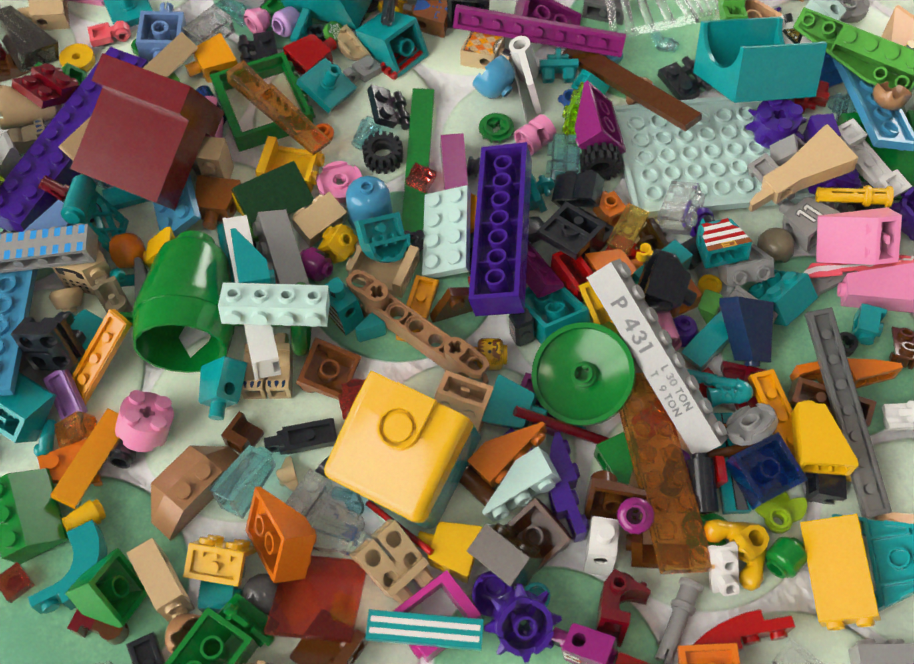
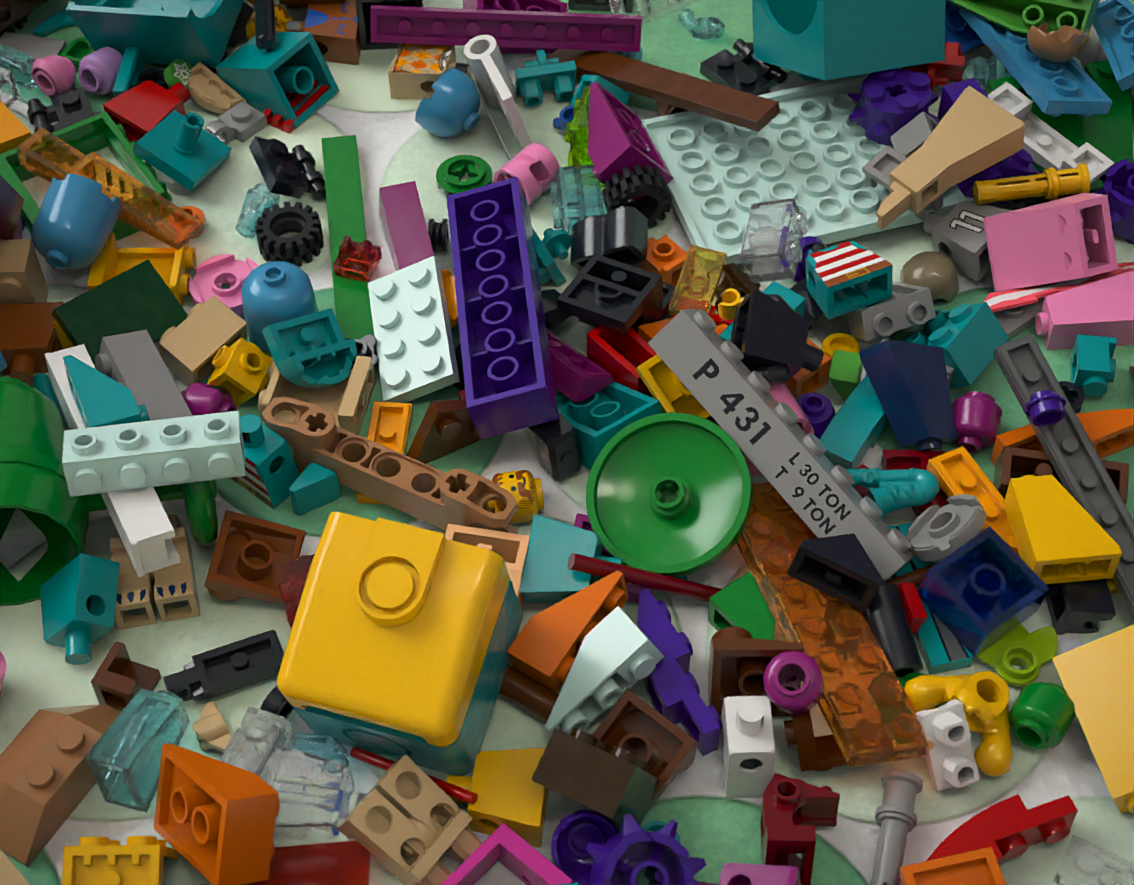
camera: 10 degrees left, 10 degrees down
(252, 130) = (74, 222): none -> dark azure cylinder
(678, 443) = (838, 569): none -> black slope
(785, 351) = (976, 421): none -> magenta head
(830, 359) = (1045, 408): none -> dark purple plate

